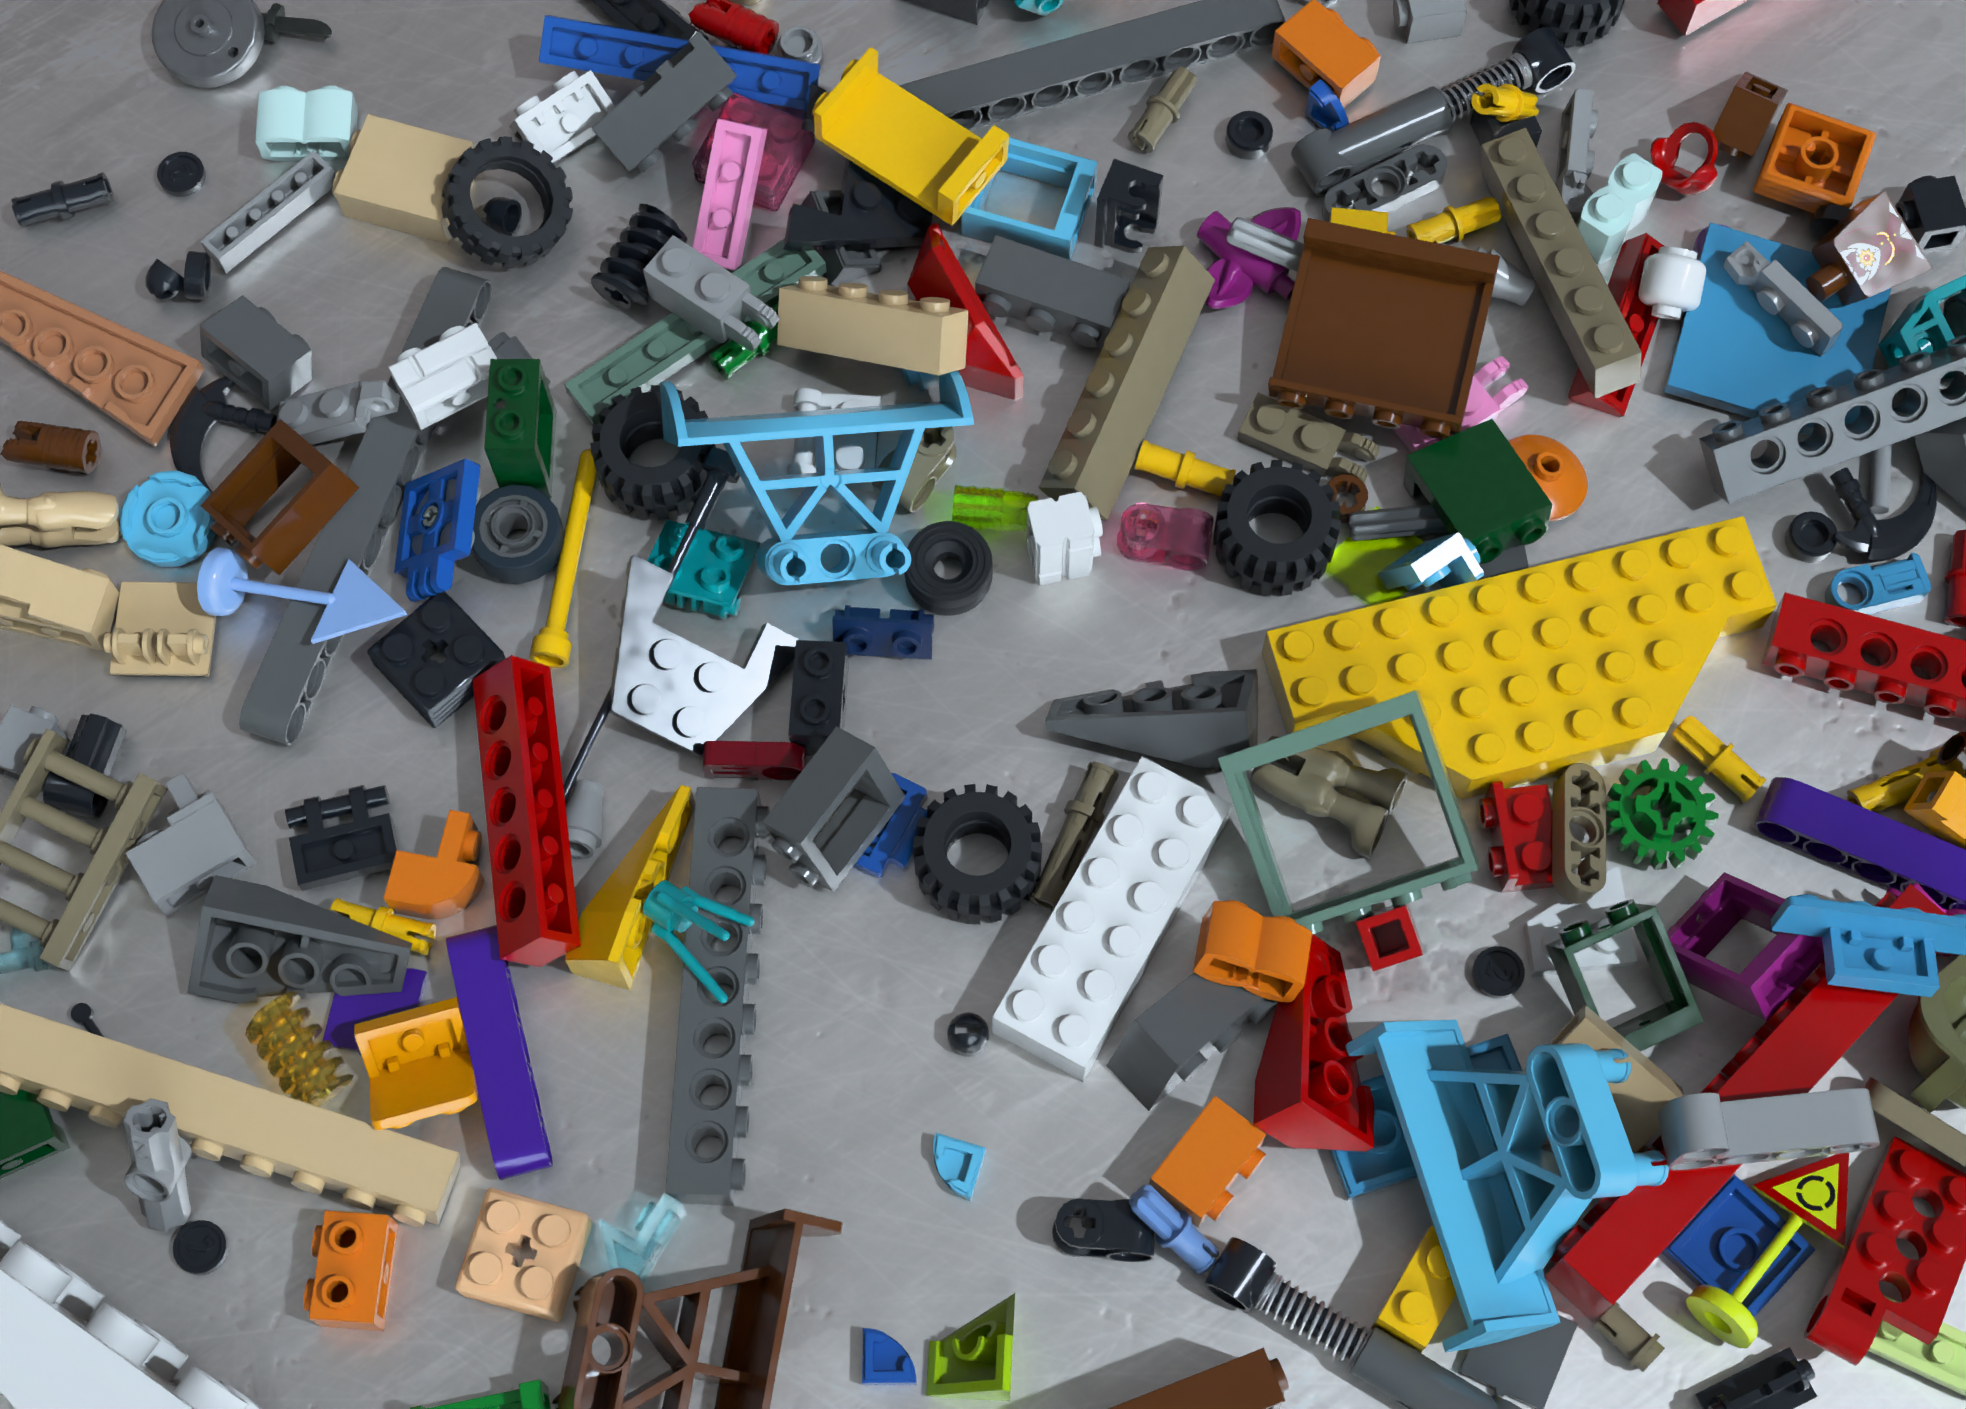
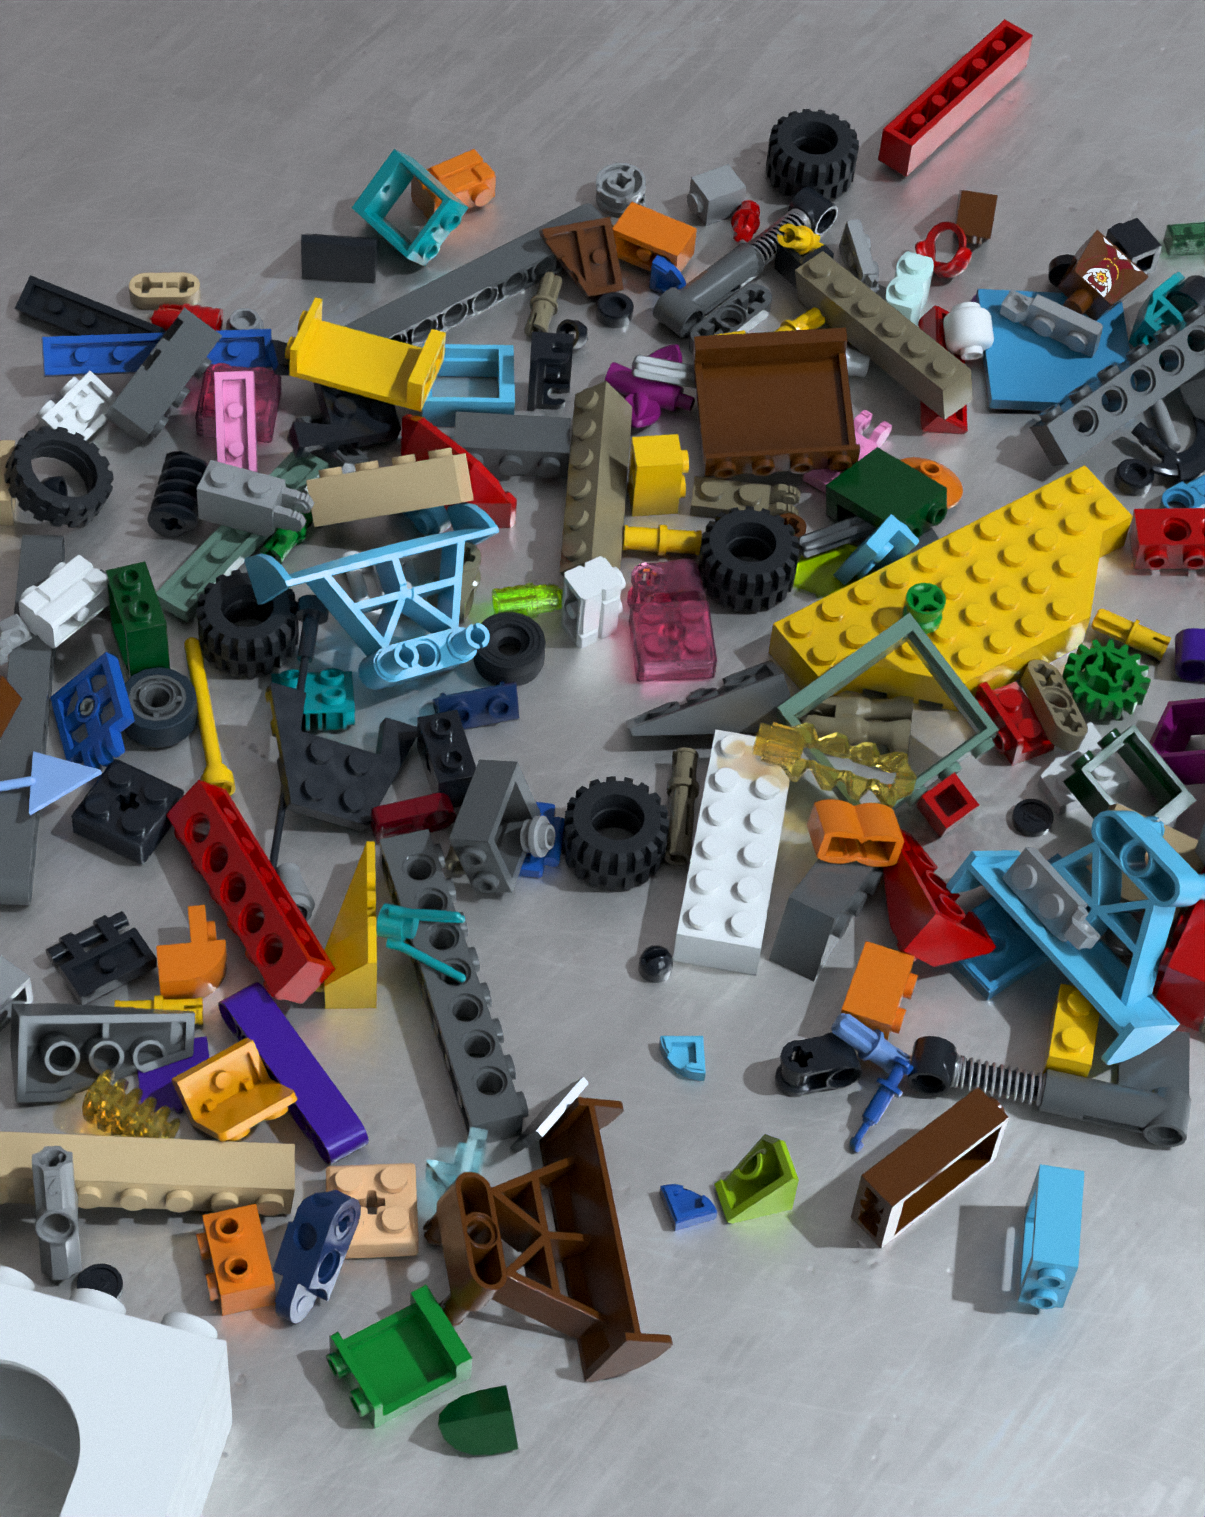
camera: 25 degrees left, 15 degrees down
(429, 1298) = (314, 1251): none -> dark blue piece
(762, 1203) = (549, 1115): none -> dark grey piece
(883, 832) = (537, 836): none -> light grey plate
(1138, 581) = (672, 641): none -> clear pink brick
(1161, 1301) = (881, 1099): none -> blue piece
(1172, 155) = (574, 326): none -> black hinge
(1204, 385) = (656, 475): none -> yellow brick
(1208, 813) = (784, 746): none -> clear yellow sword
(1235, 56) = (587, 255): none -> reddish brown wing
(1451, 55) = (746, 221): none -> red axle
(1457, 1118) = (1051, 899): none -> light grey hinge
(1459, 659) = (925, 597): none -> green wheel
(1832, 143) = (1033, 232): orange brick -> none

